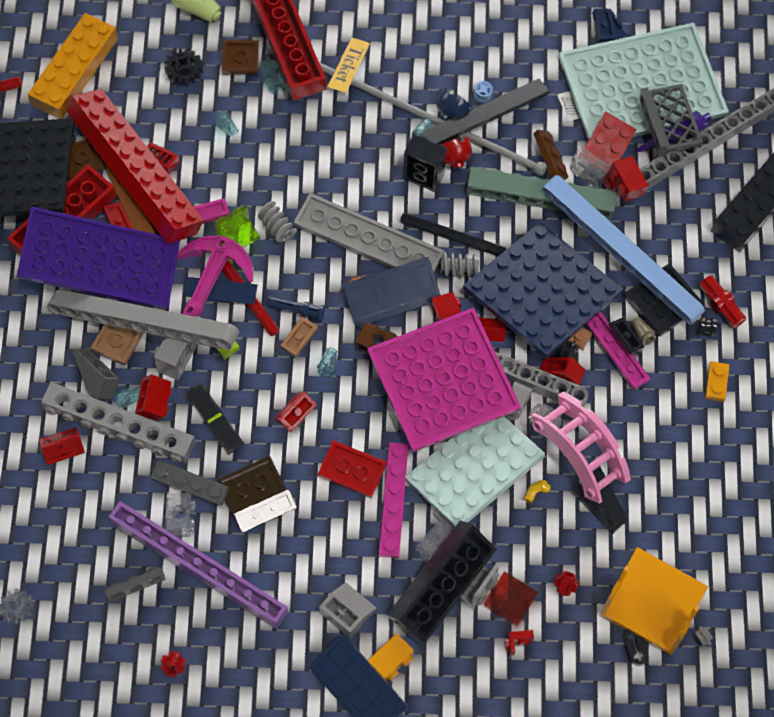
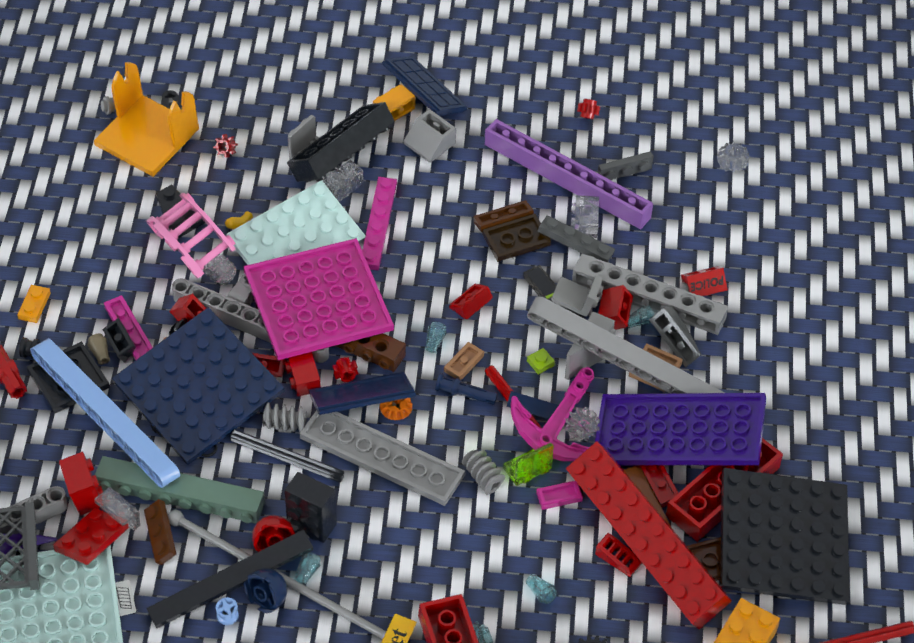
camera: 175 degrees left, 15 degrees down
(187, 267) = (585, 417): none -> clear gear
(189, 410) = (577, 297): none -> light grey bracket
(352, 469) = (417, 245): red plate -> none
(409, 317) = (345, 369): none -> red gear
(510, 599) = (274, 144): clear red plate -> none
(521, 638) = (276, 111): red bracket -> none

